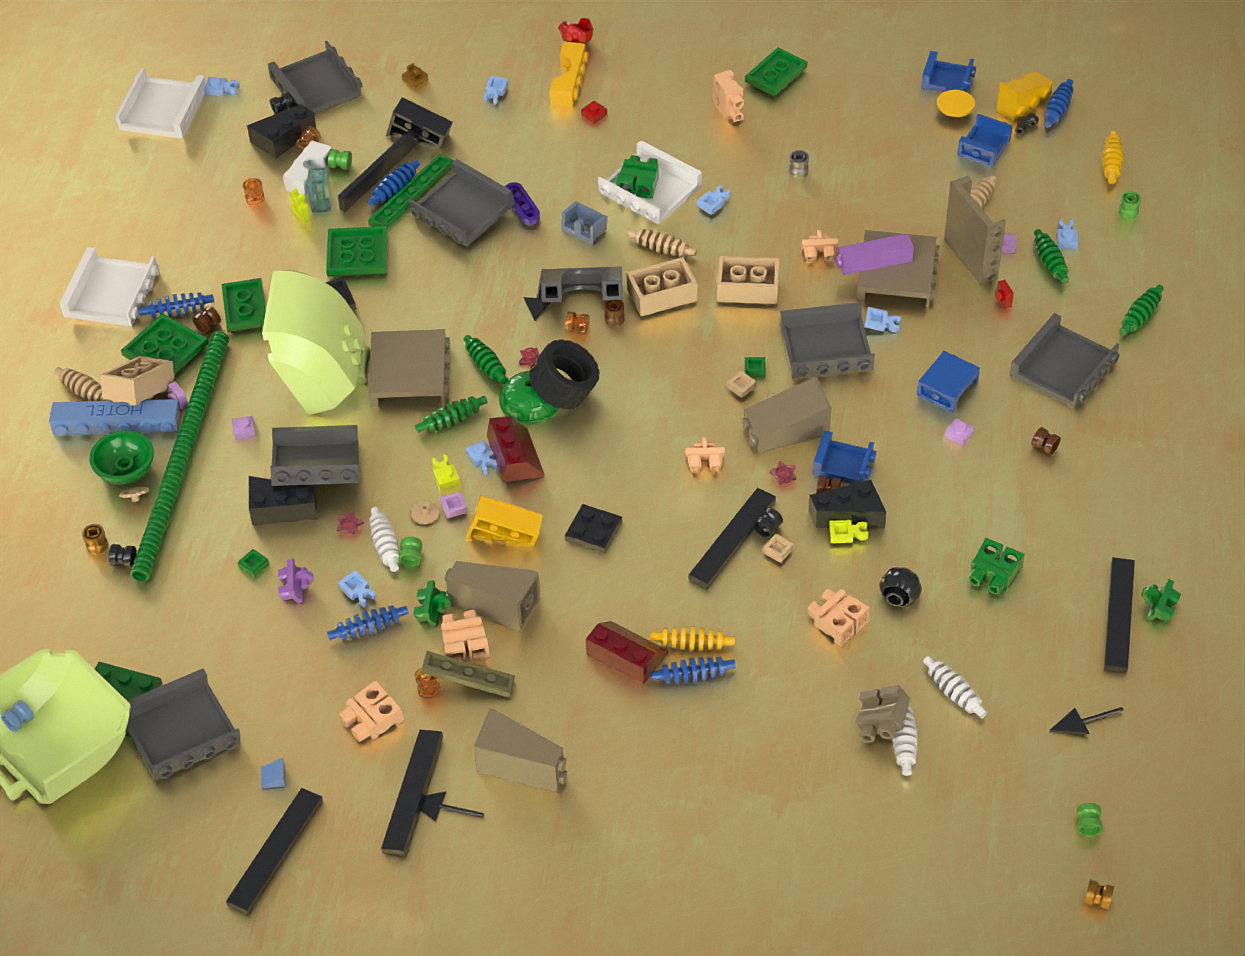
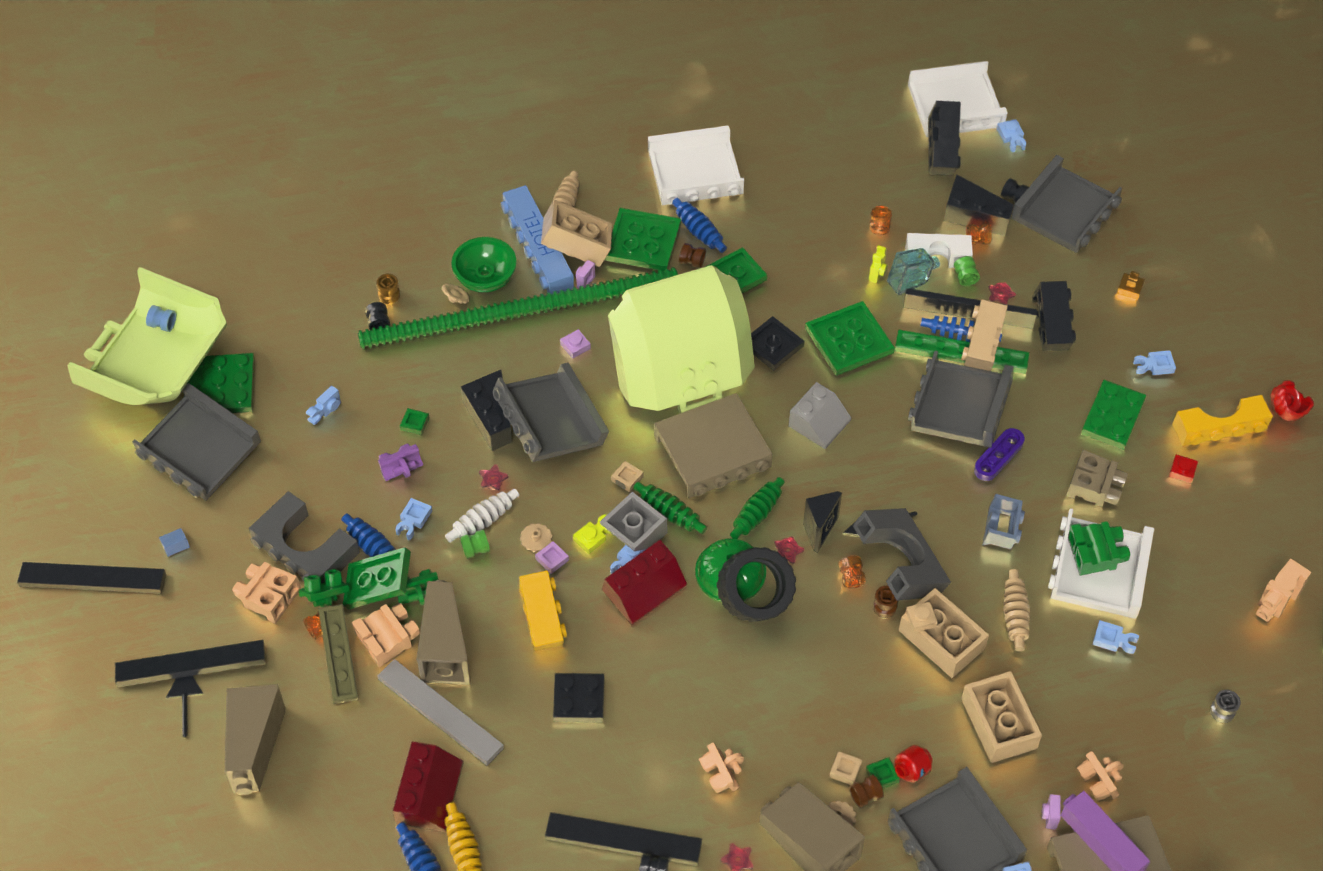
camera: 65 degrees right, 5 degrees up
(195, 617) = (326, 403): none -> light blue plate
(205, 118) = (944, 138): none -> black wedge
(316, 695) = (276, 525): none -> dark grey arch
(371, 150) = (1001, 288): none -> clear pink plate
(398, 666) = (323, 593): none -> green hips
(404, 432) = (627, 476): none -> tan plate
(411, 623) = (377, 578): none -> green plate
(418, 164) = (984, 335): none -> tan wedge
(420, 294) = (819, 415): none -> light grey slope
(457, 433) = (635, 523): none -> light grey slope
(524, 130) = (1113, 414): none -> green plate
(525, 321) = (820, 517): none -> black slope
(557, 624) = (440, 712): none -> light grey tile
(577, 159) = (1093, 480): none -> dark tan hips
(649, 286) = (921, 617): none -> tan plate
(758, 341) = (913, 763): none -> red head
(767, 378) = (866, 791): none -> reddish brown wheel
(834, 282) = (1051, 811): none -> lavender plate

